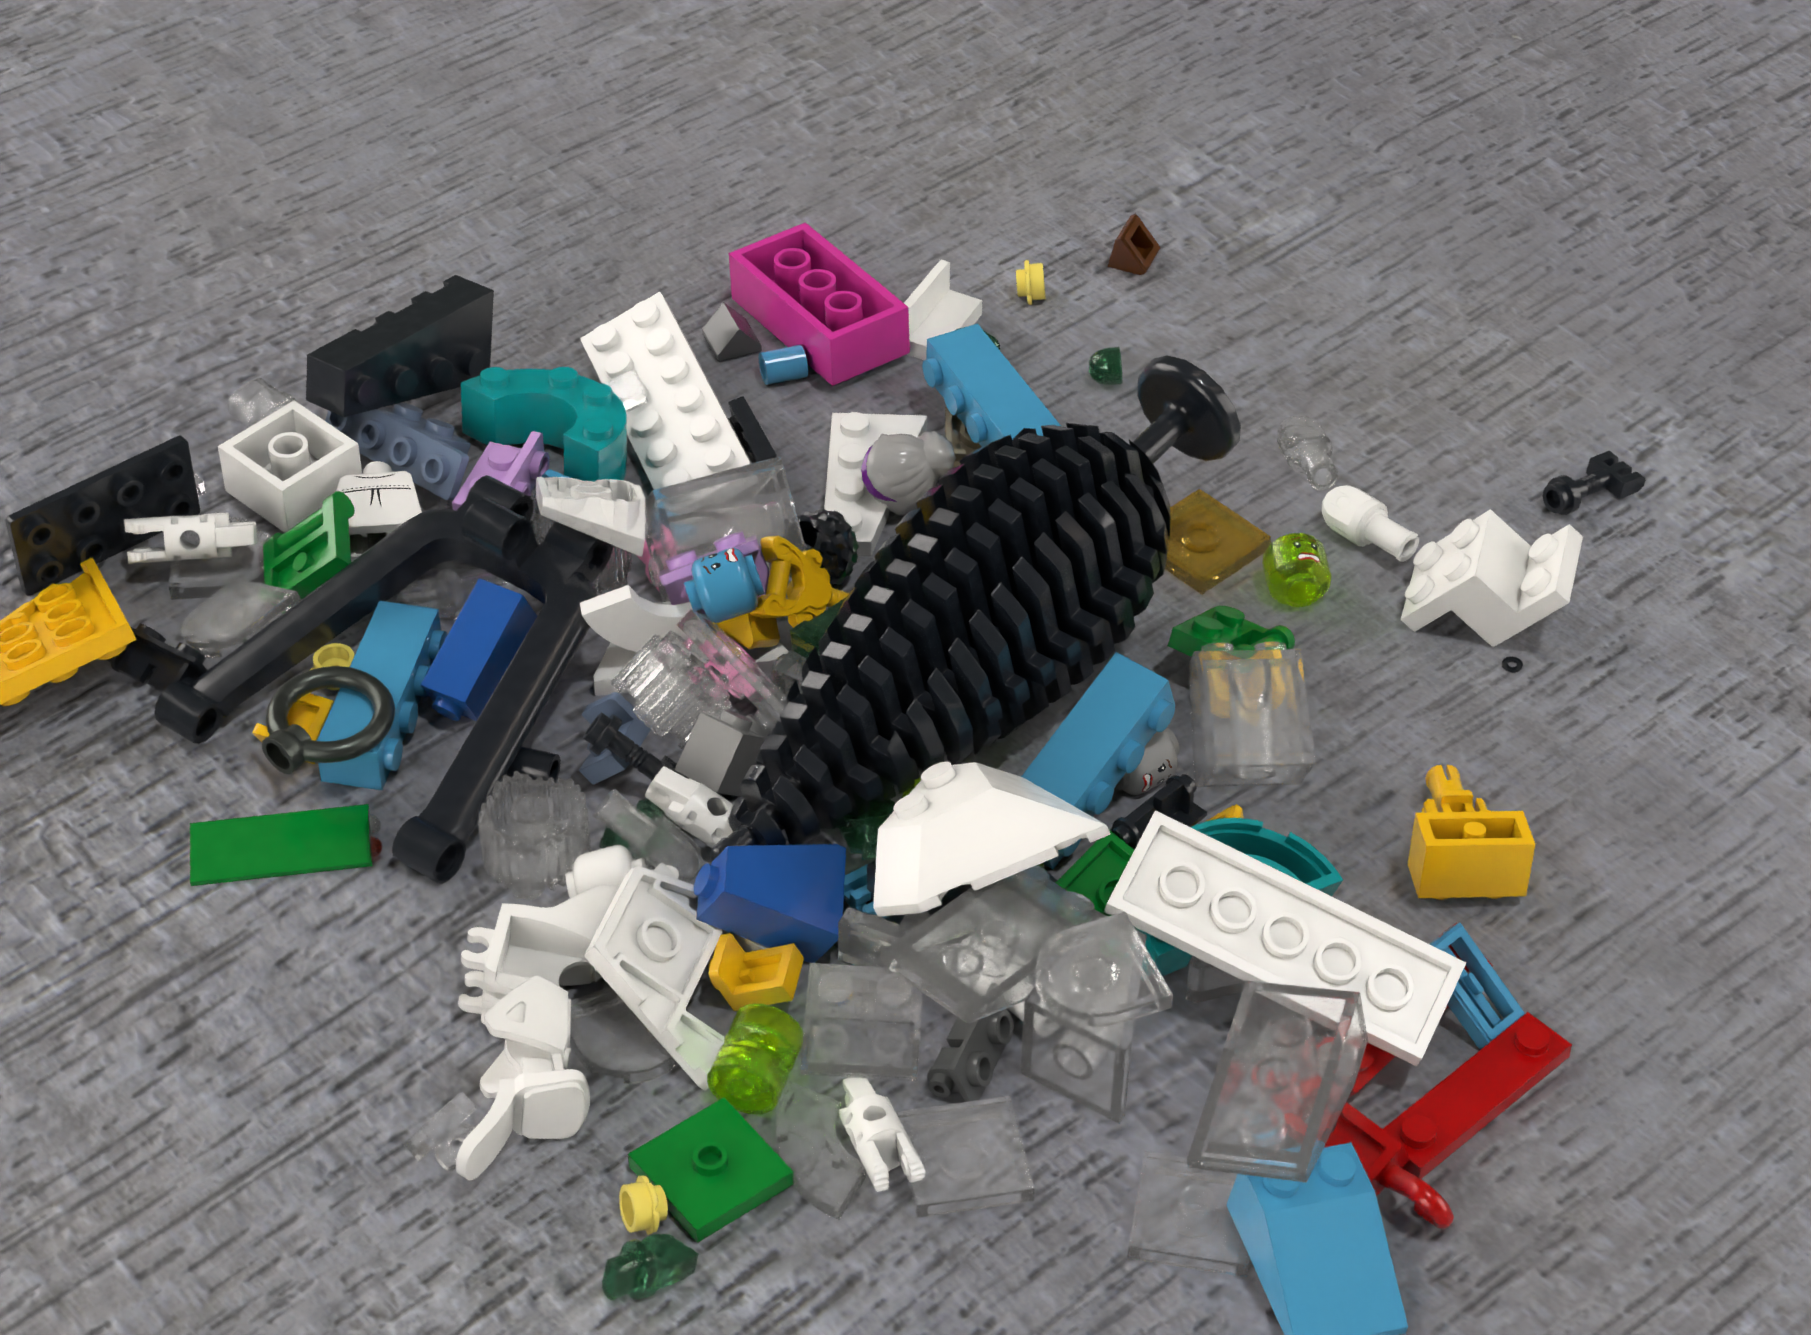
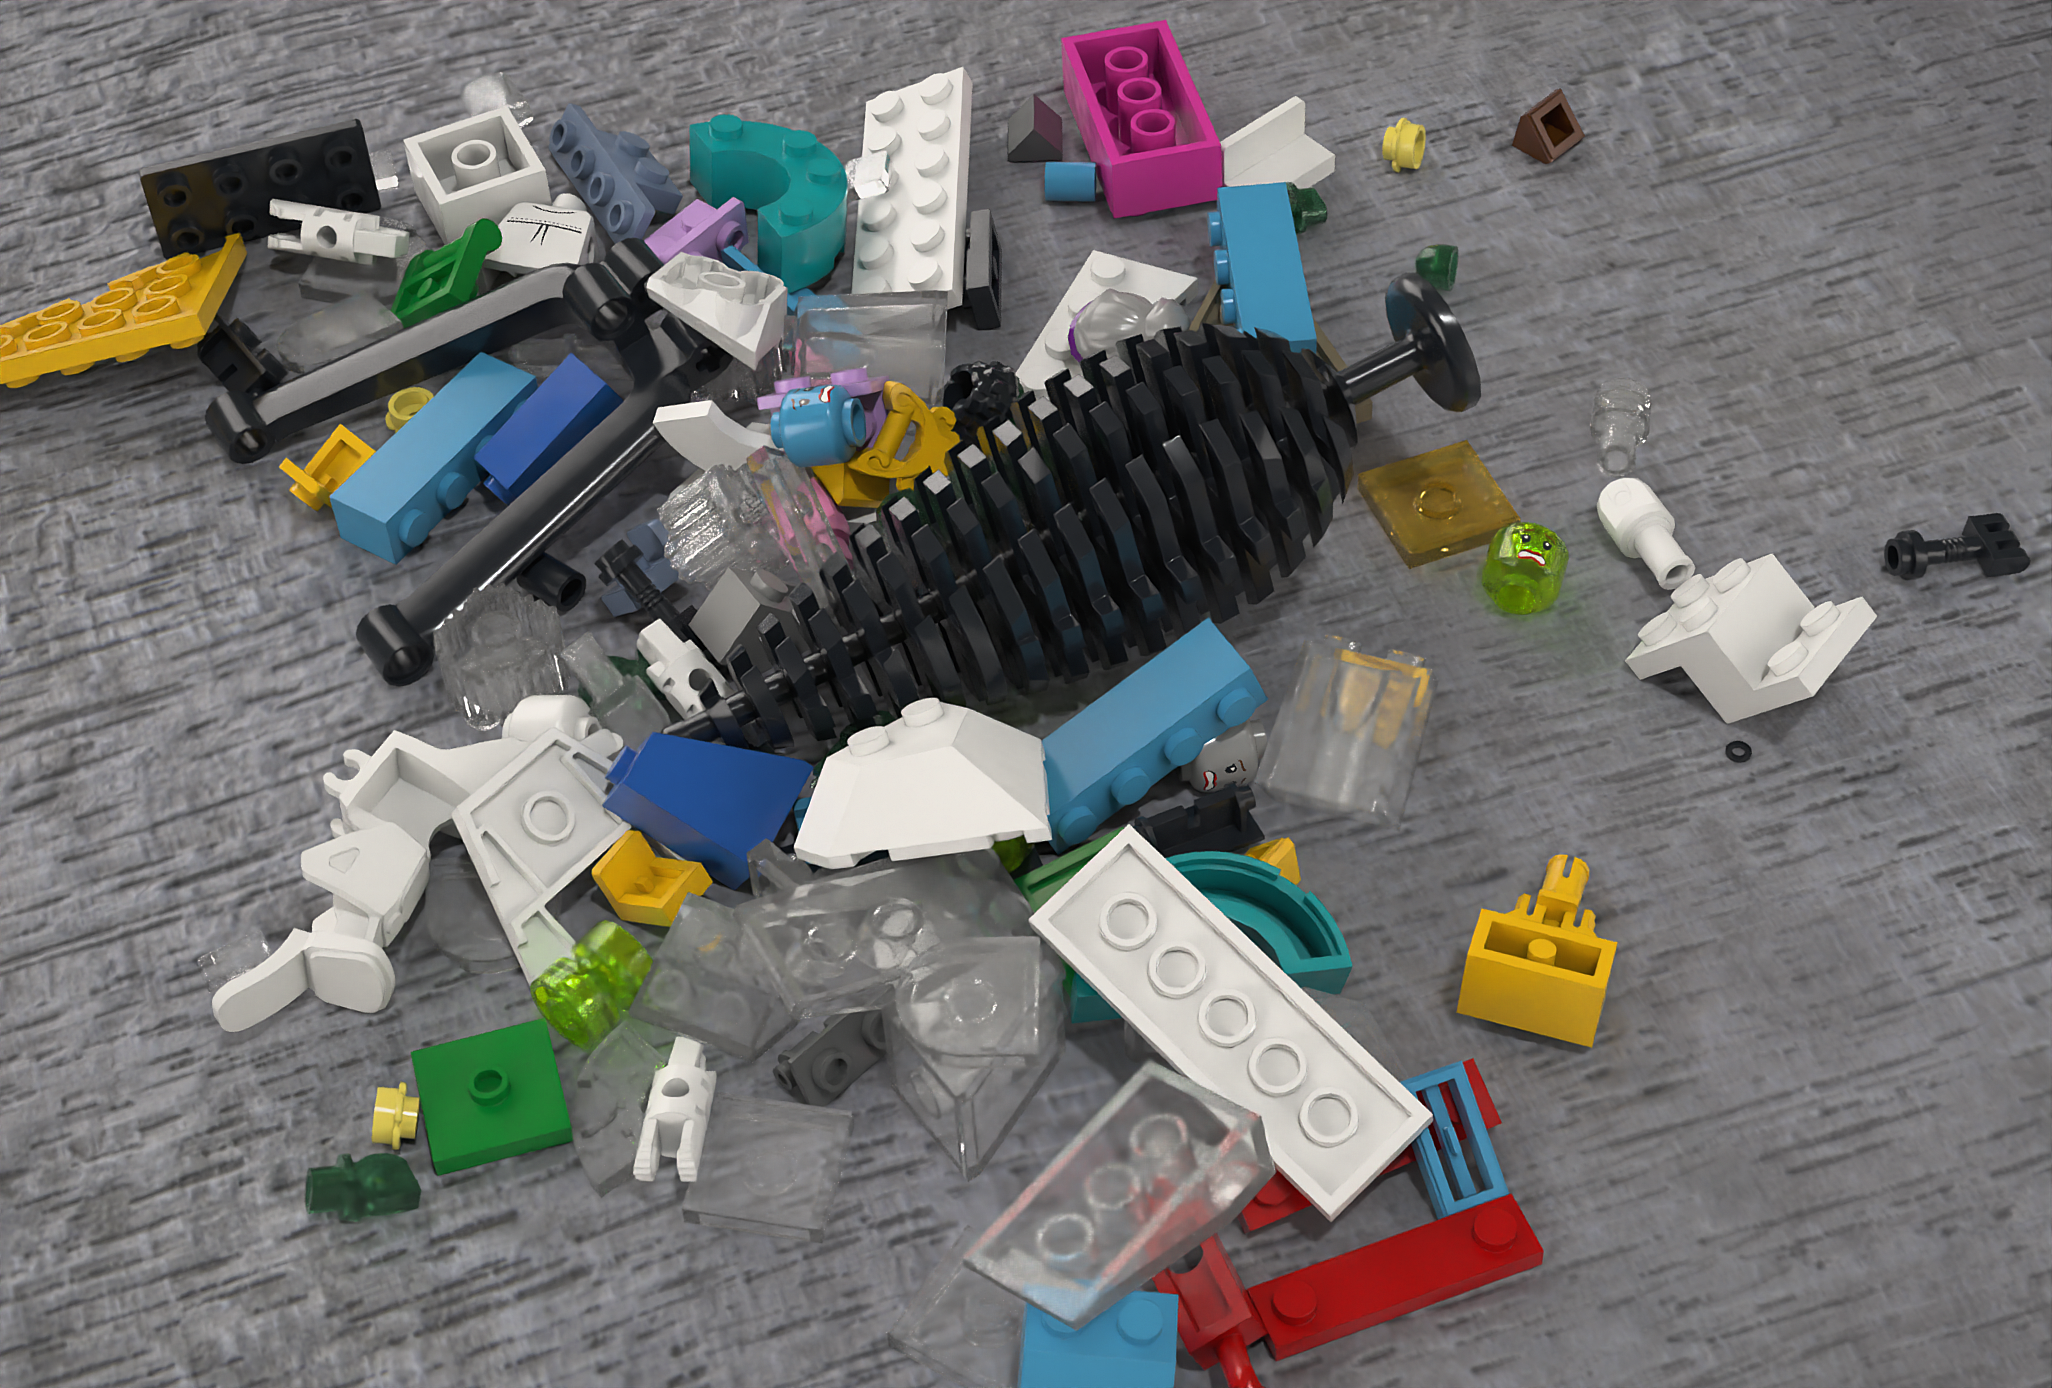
camera: 25 degrees right, 5 degrees up
(283, 844) = (263, 598): green piece -> none
(291, 745) = (298, 493): pearl dark grey piece -> none
(406, 353) = (649, 77): black wedge -> none
(1225, 625) = (1400, 623): green plate -> none

